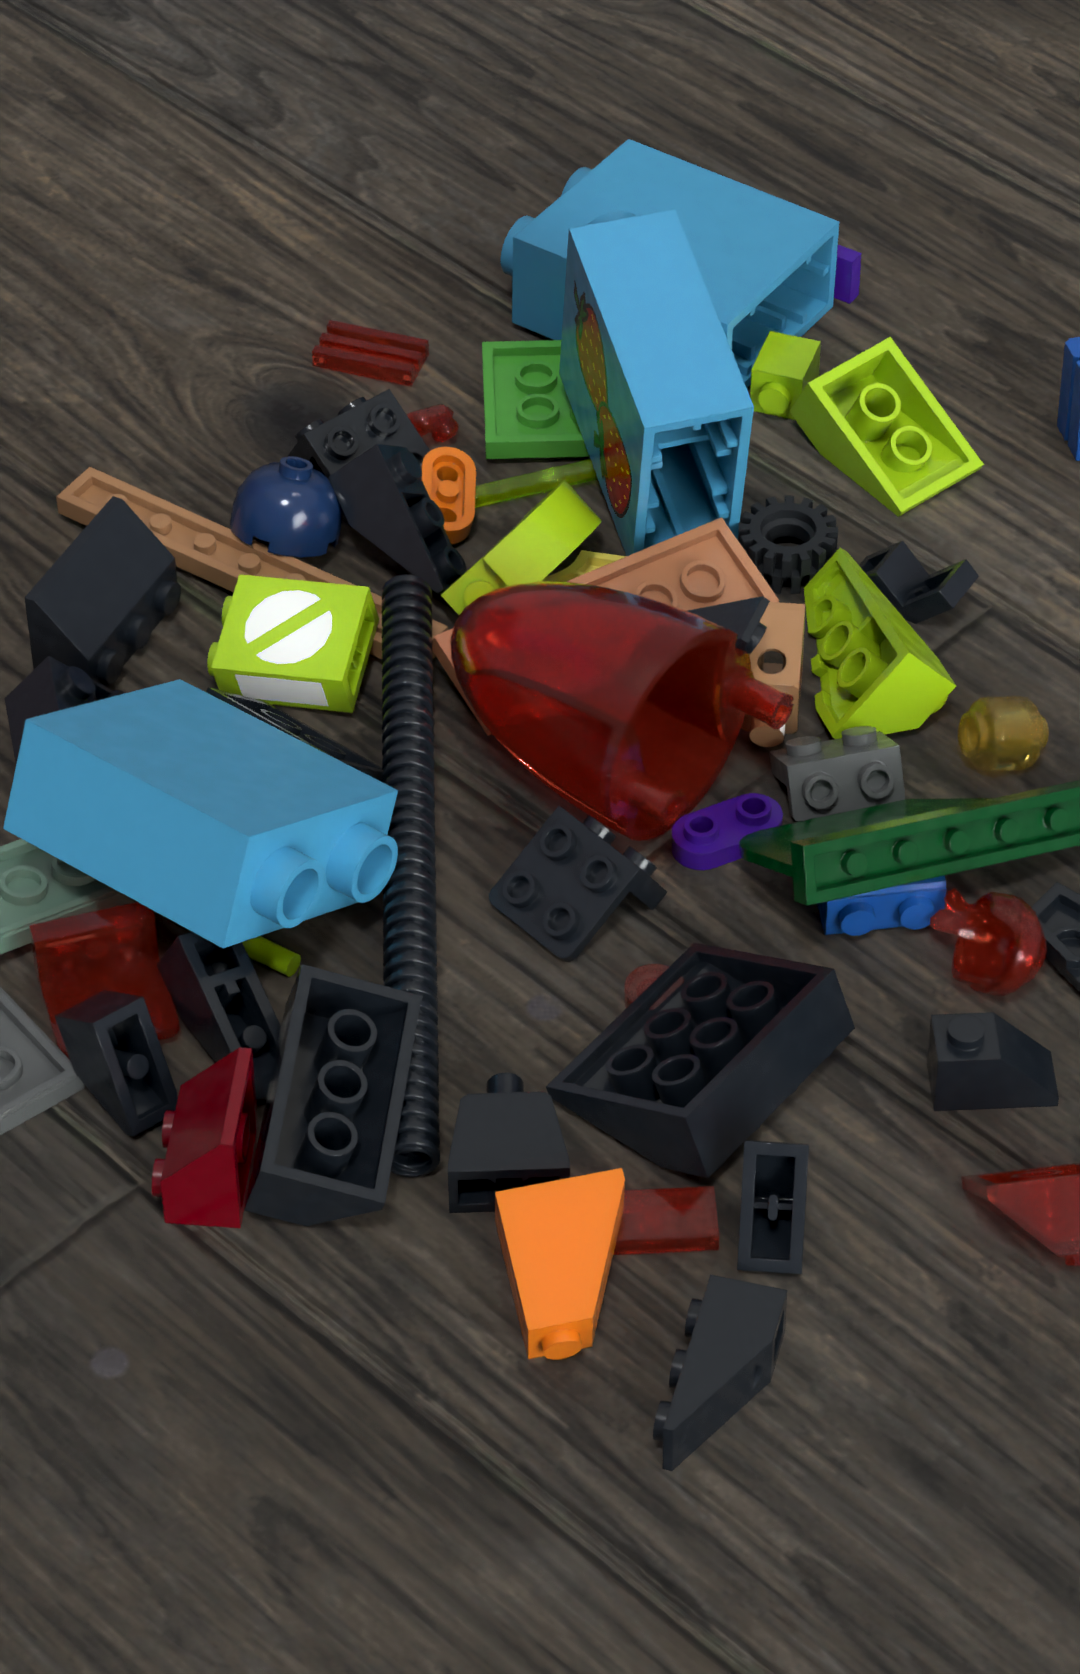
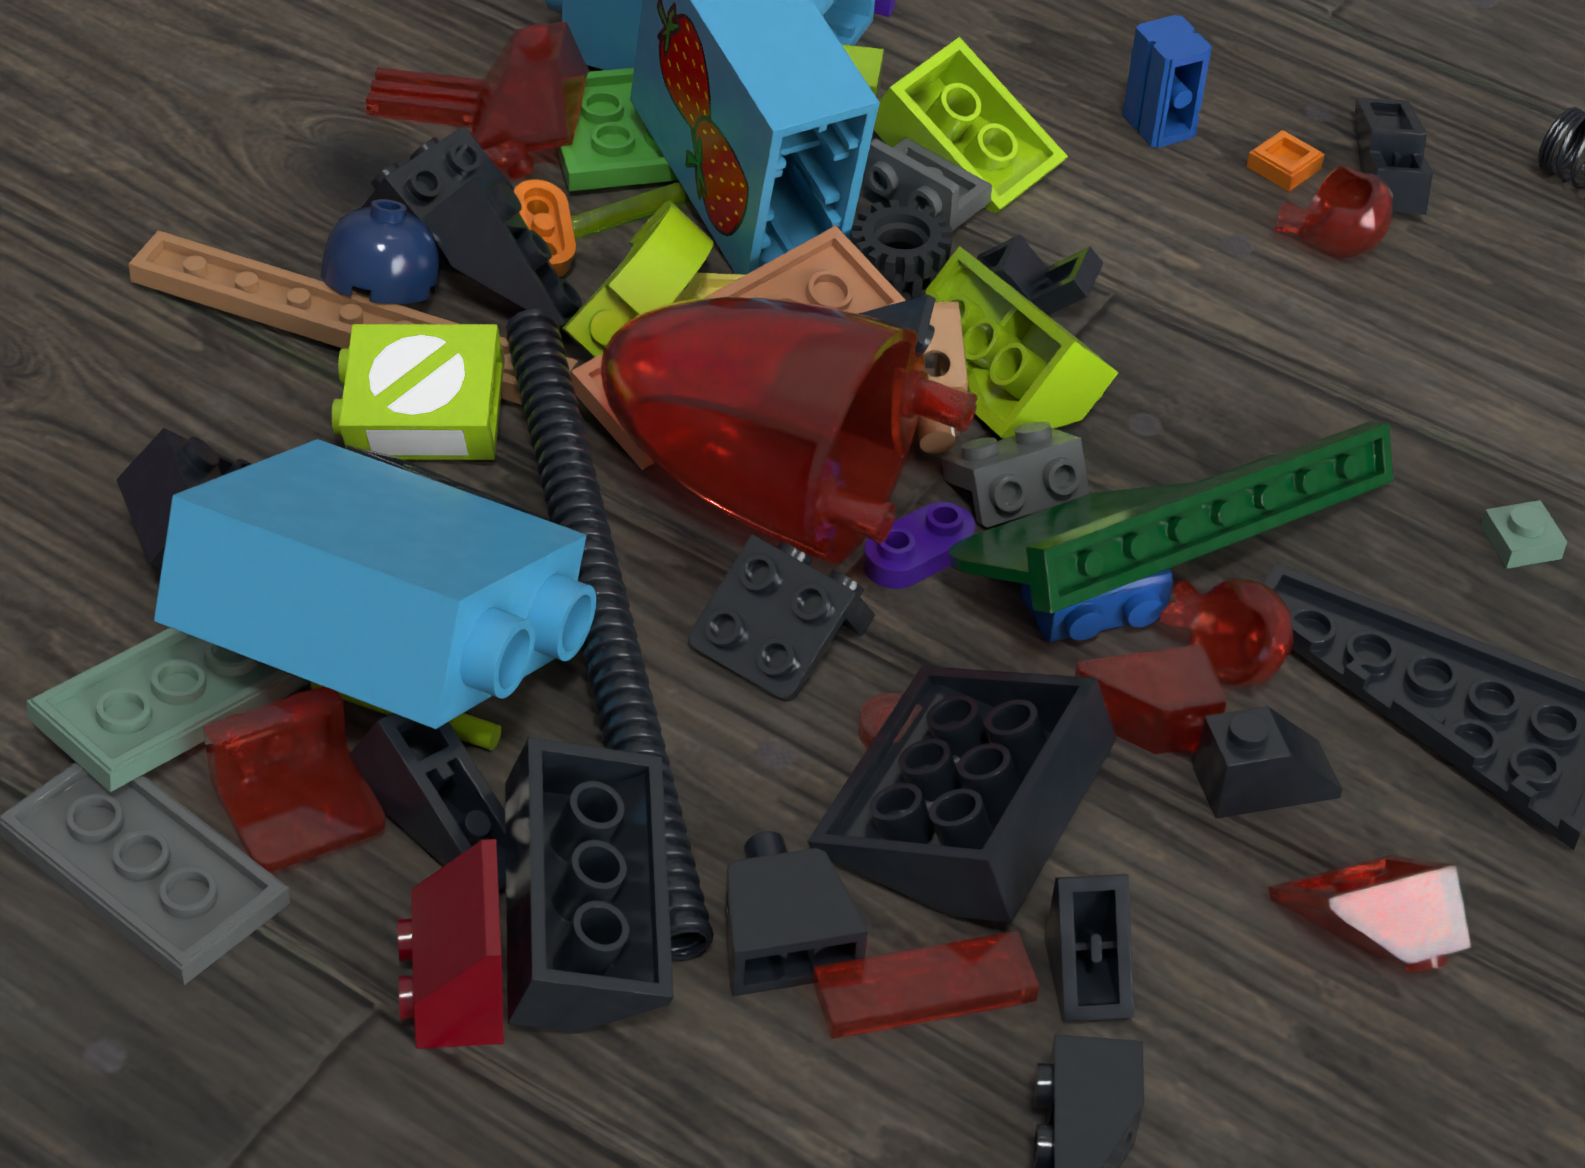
camera: 15 degrees left, 0 degrees up
(103, 595) = (204, 360): black slope -> none
(119, 1058) = (332, 865): black slope -> none
(468, 358) = (533, 90): none -> clear red slope
(559, 1257) = (880, 1037): orange slope -> none
(830, 478) = (924, 177): none -> dark grey bracket
(898, 991) = (1158, 696): none -> clear red slope
(1002, 733) = (1172, 416): clear yellow head -> none

